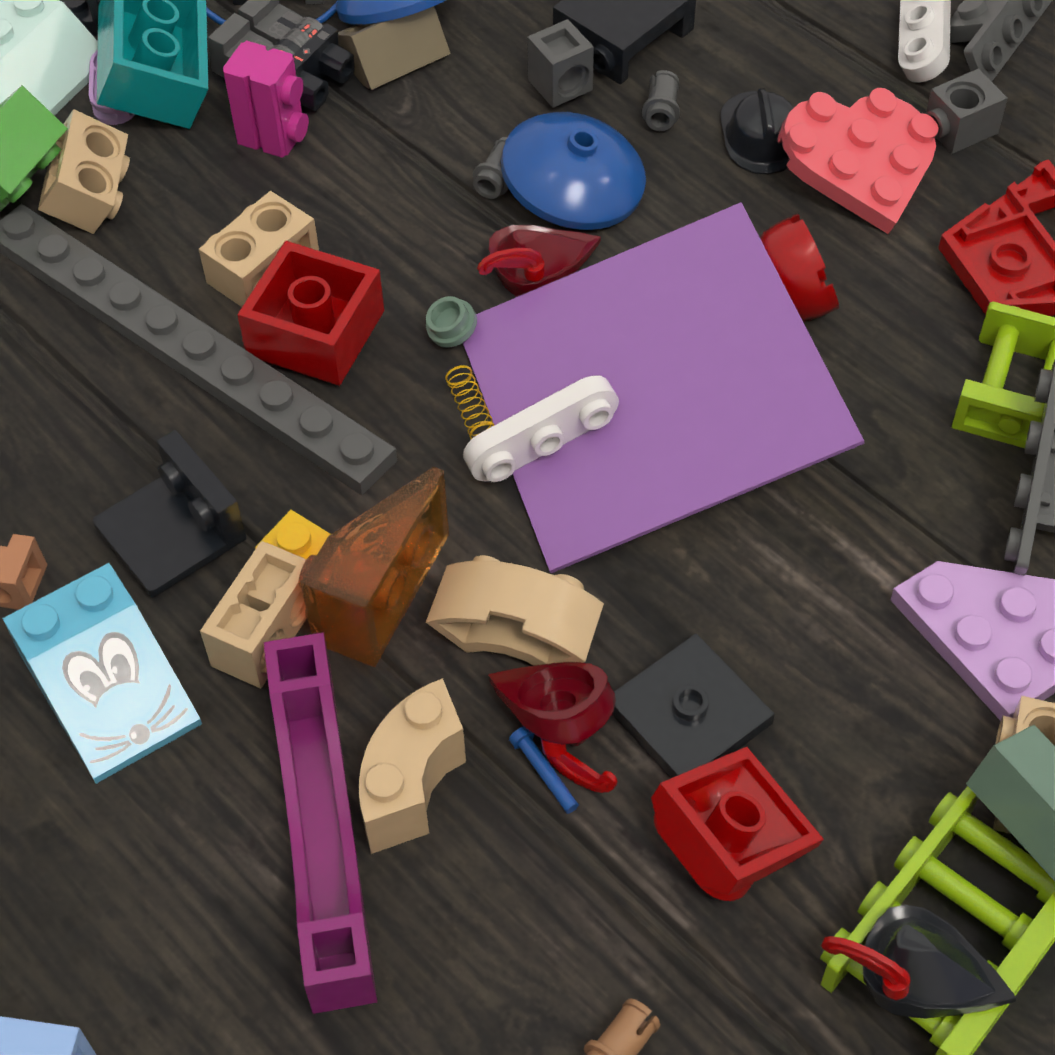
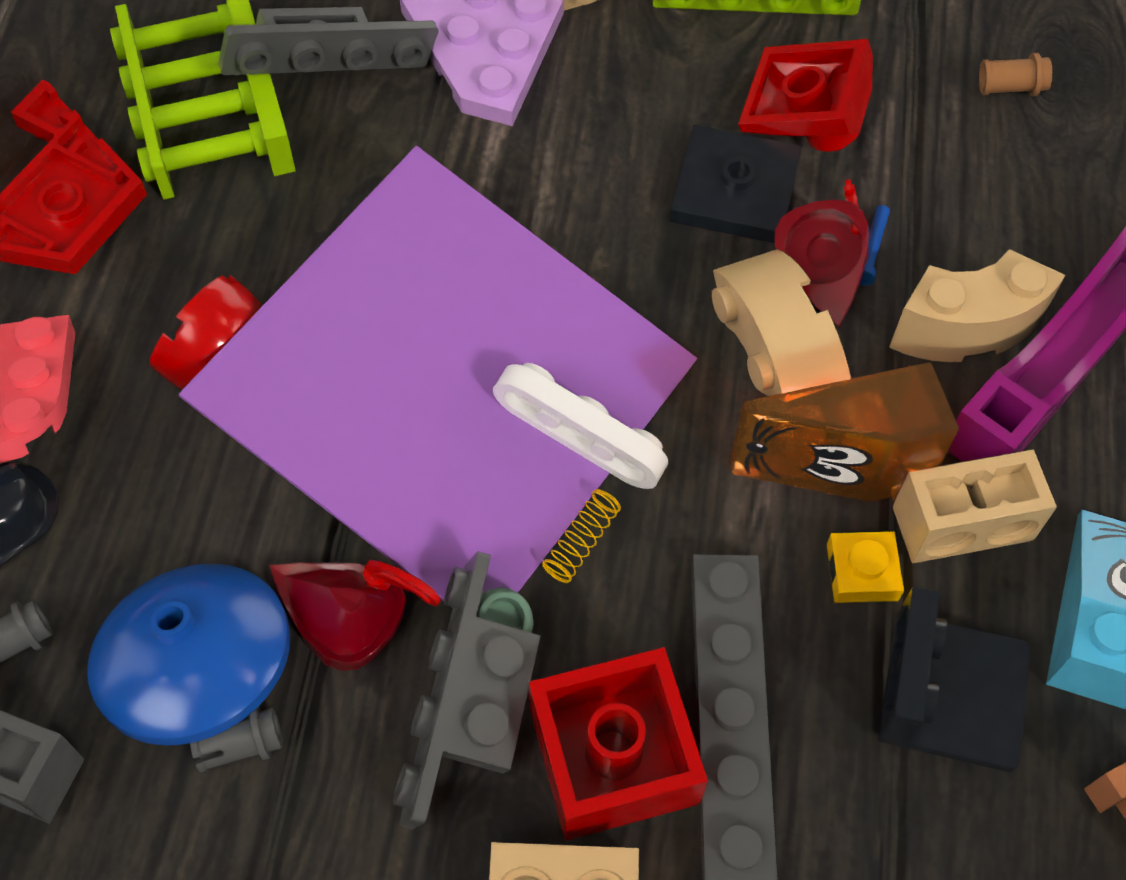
camera: 130 degrees left, 5 degrees up
(414, 274) = (474, 696): none -> dark grey bracket

